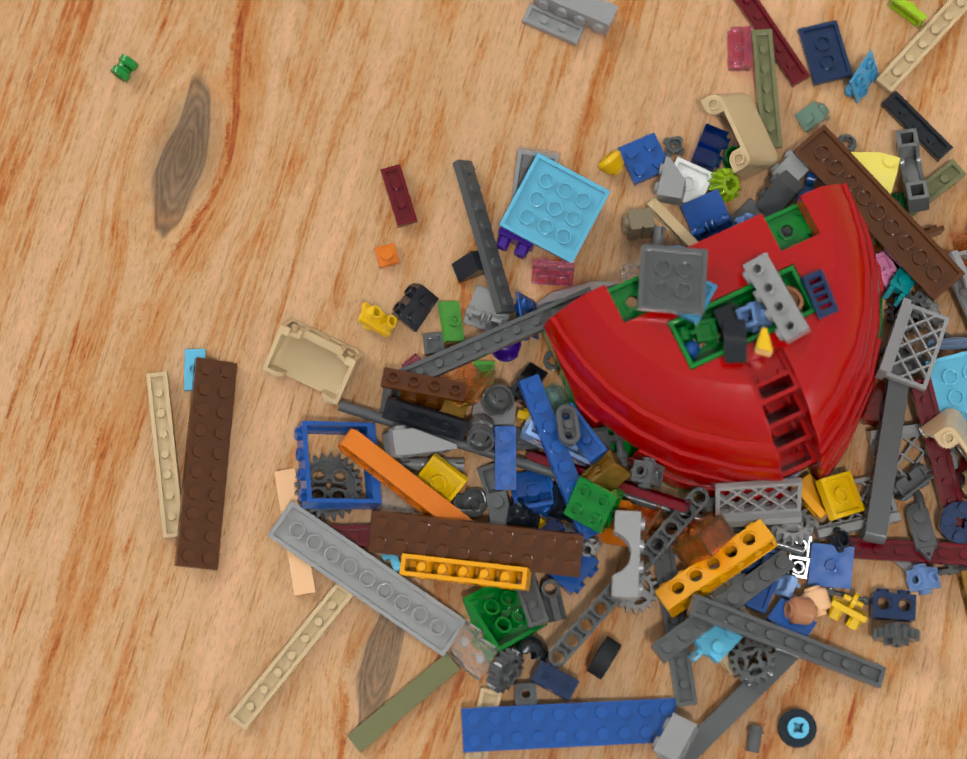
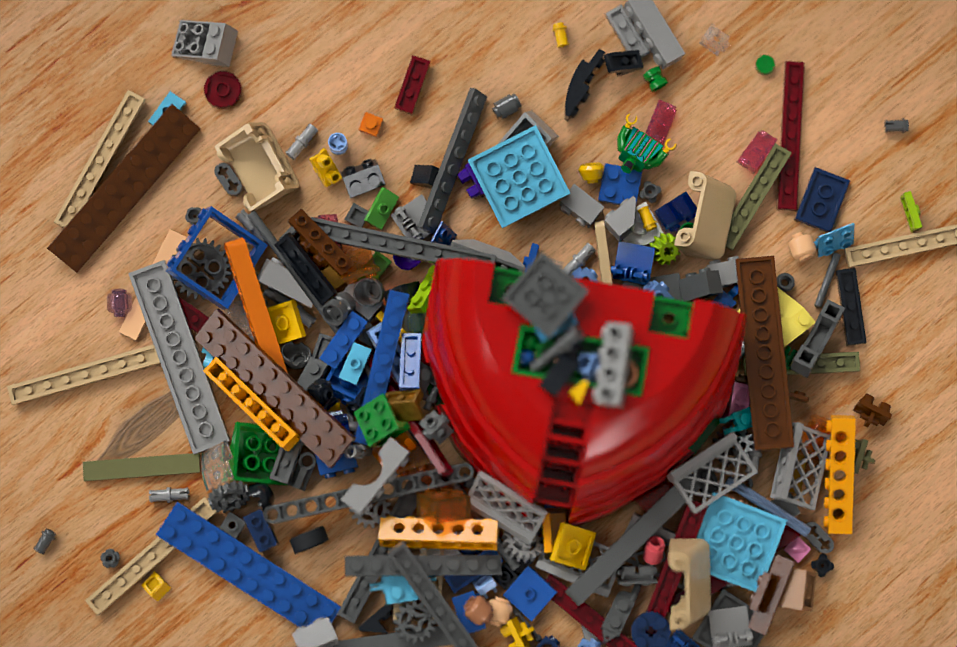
camera: 35 degrees right, 5 degrees up
(185, 284) = (205, 42): none -> light grey slope
(231, 316) = (222, 89): none -> dark red tile
(276, 568) = (119, 302): none -> head
(282, 444) = (189, 216): none -> dark grey plate
(296, 386) = (232, 177): none -> dark grey beam
(336, 312) = (301, 141): none -> light grey pin
(338, 416) = (242, 217): none -> light grey pin
(372, 288) = (339, 141): none -> light blue wheel
(447, 709) = (169, 494): none -> light grey pin
(495, 157) = (506, 106): none -> dark grey brick
(496, 64) = (560, 34): none -> yellow pin
(531, 471) = (355, 363): none -> medium azure plate
(545, 97) = (578, 88): none -> black slope
(546, 364) = (420, 300): none -> lime plate
(553, 272) = (483, 224): clear pink plate -> none
(567, 427) = (401, 349): dark grey plate -> none
(570, 50) = (623, 62): none -> black slope
(607, 46) = (655, 79): none -> green wheel
(614, 271) = (532, 256): none -> blue plate
(624, 198) = (581, 206): none -> light grey brick
(638, 80) = (661, 121): none -> clear pink hinge
(638, 224) = (575, 233): dark tan brick -> none
(639, 115) = (639, 150): none -> green torso
(691, 169) = (647, 218): none -> yellow pin
(713, 691) = (373, 624): none -> black slope
(718, 312) = (563, 344): none -> dark grey pin
(813, 115) = (774, 242): sand green bracket -> none
(826, 291) = (653, 367): dark blue slope -> none
(839, 103) = (802, 247): none -> light nougat head
(839, 539) = (548, 578): black plate -> none
(880, 117) = (827, 280): none -> dark grey bar
(911, 449) = (654, 550): none -> coral brick

